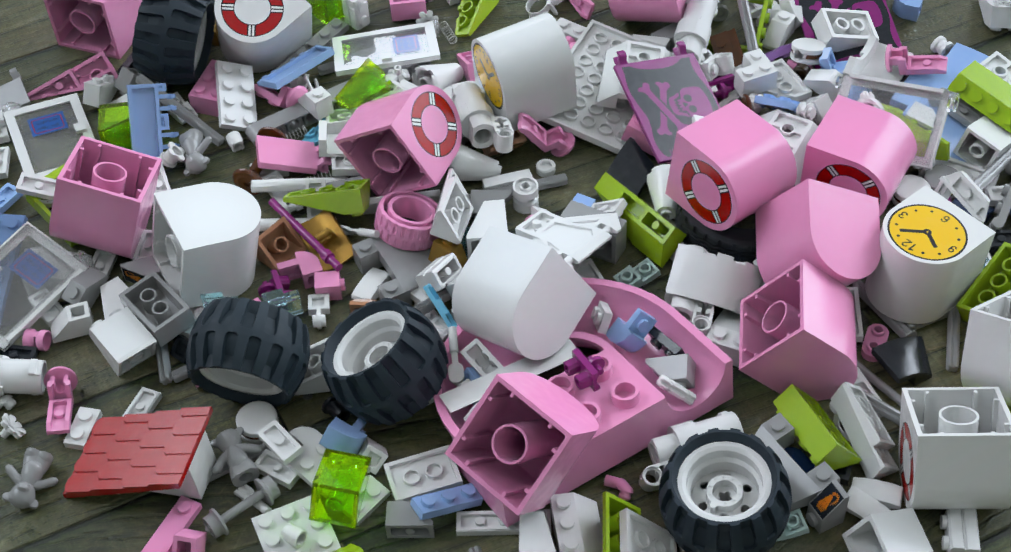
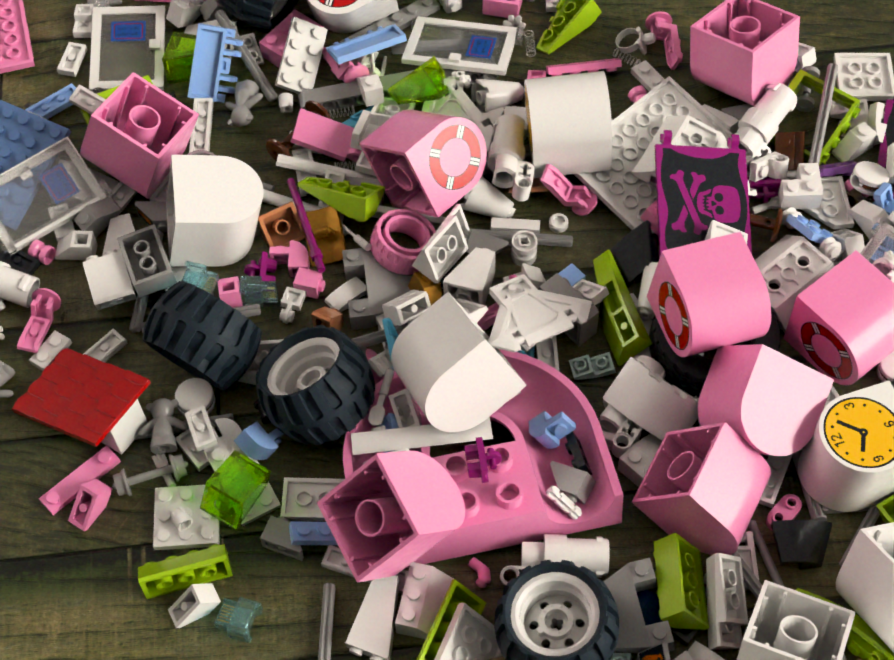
camera: 20 degrees right, 10 degrees up
(172, 155) = (222, 102): white brick -> none
(376, 451) = (279, 464): white panel -> none
(602, 317) = (533, 403): white plate -> none

